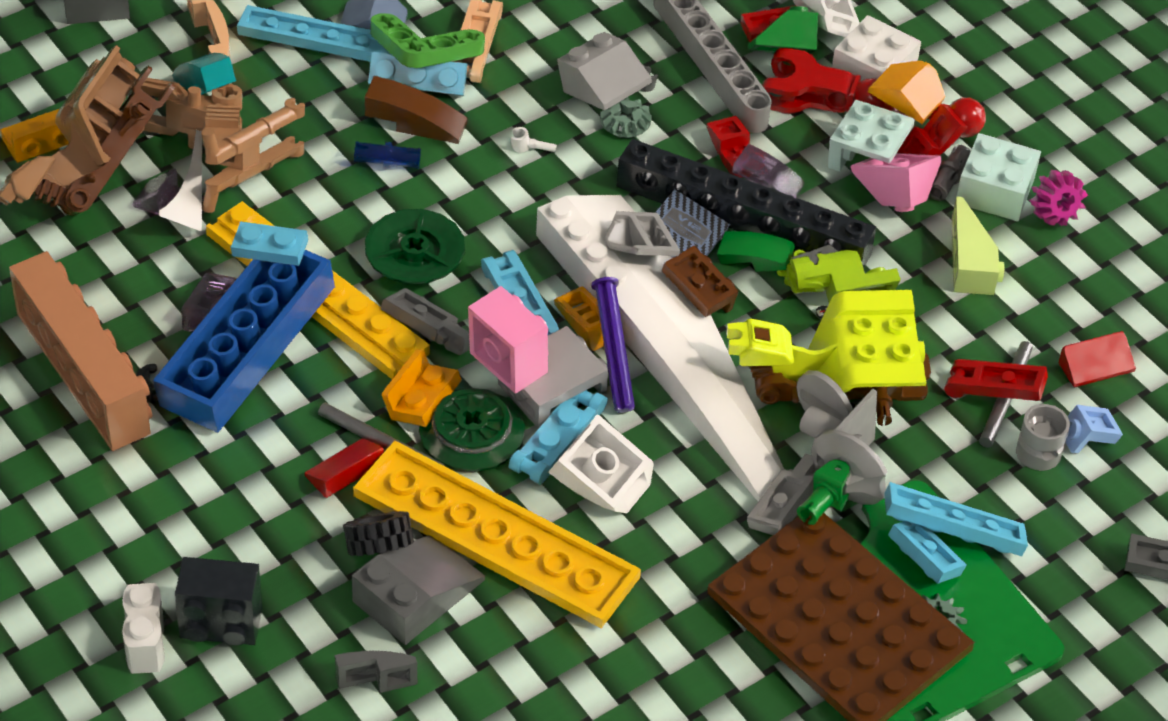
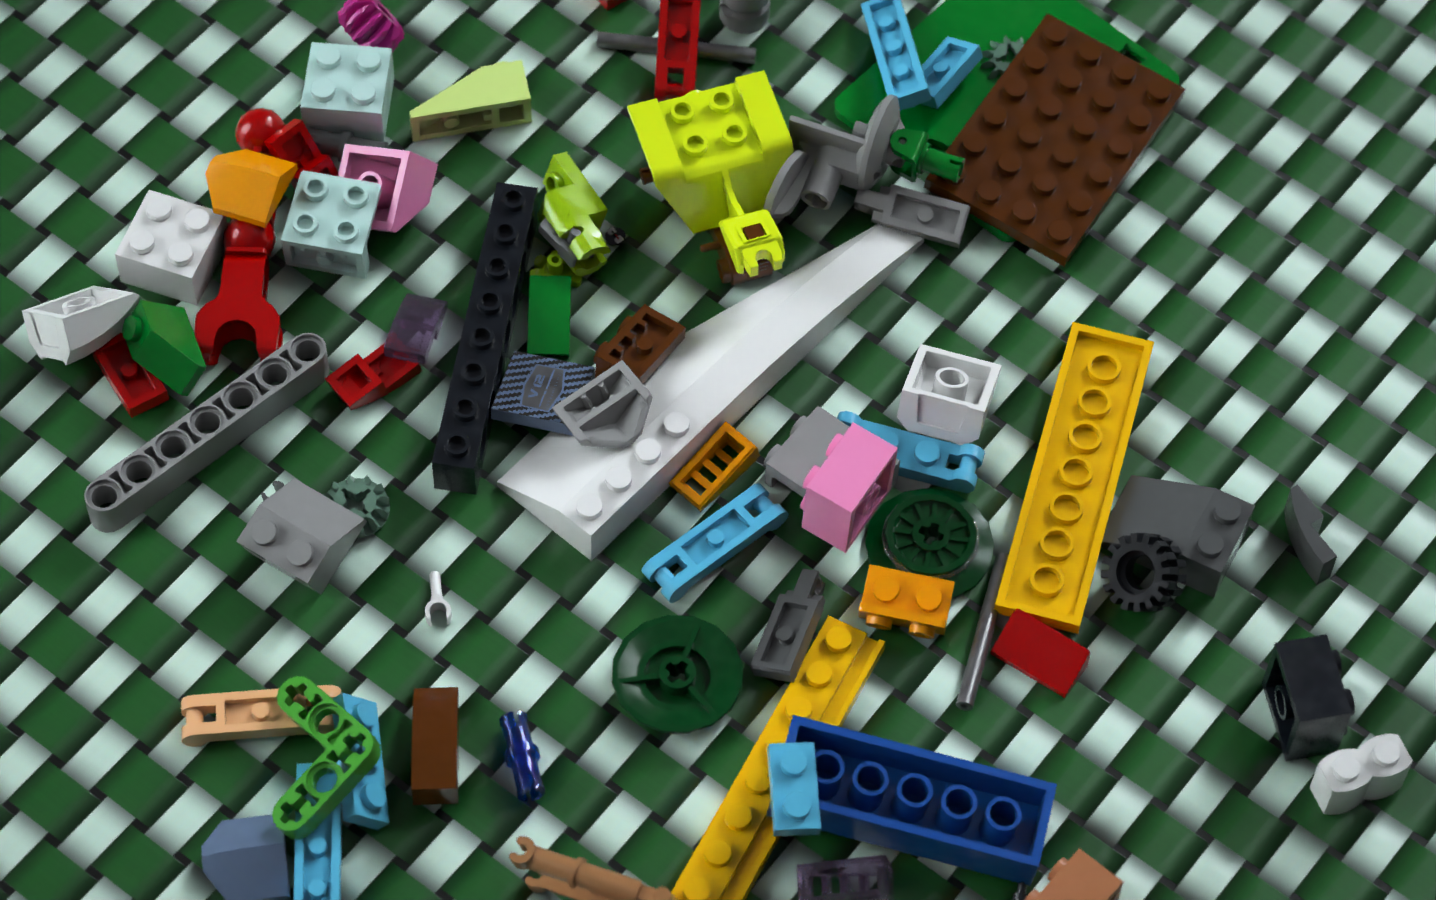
camera: 105 degrees left, 10 degrees up
(614, 343) = (712, 422): dark purple axle -> none

